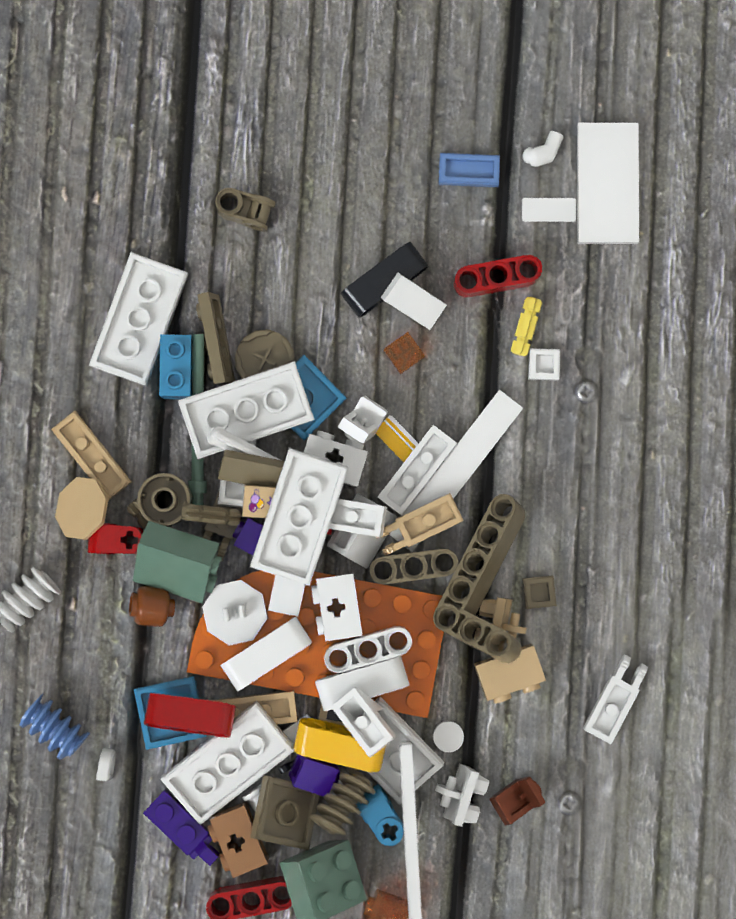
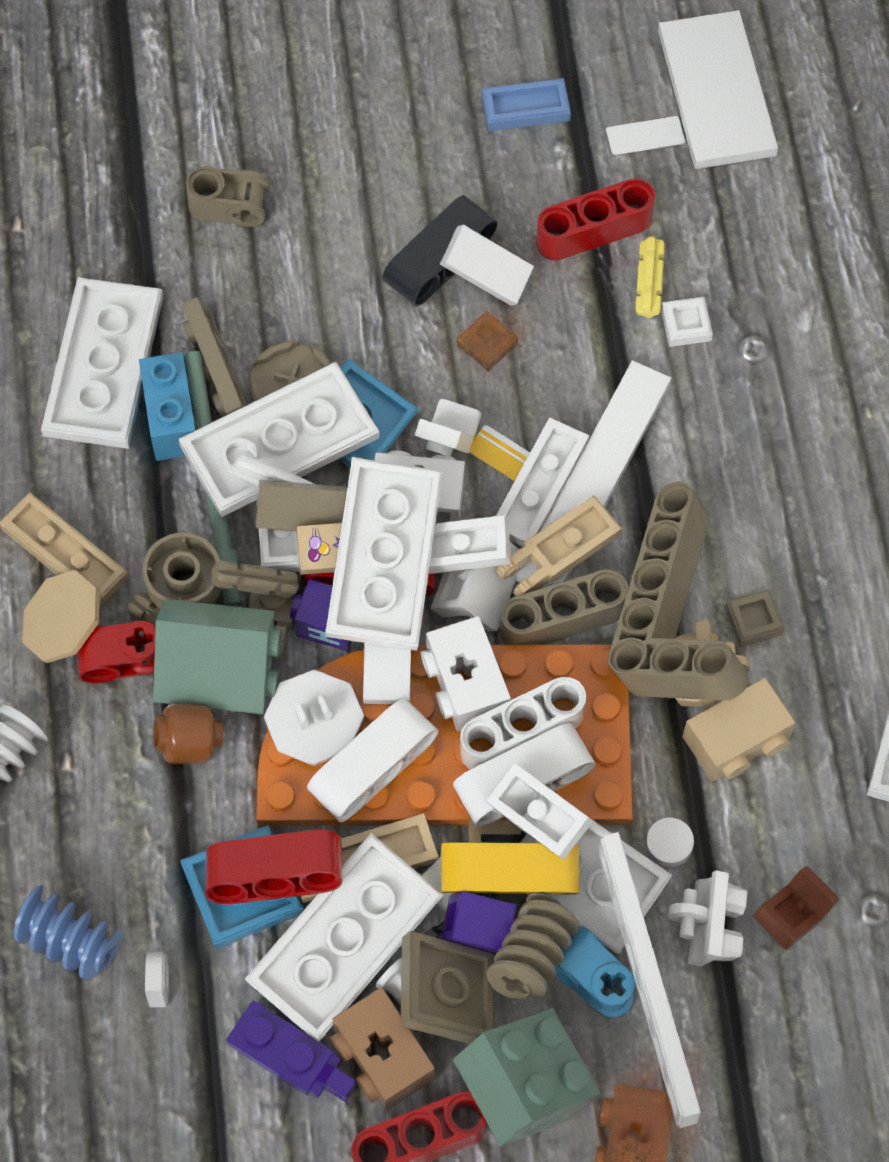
camera: 10 degrees left, 20 degrees down
(543, 154) = (621, 67): white arm -> none

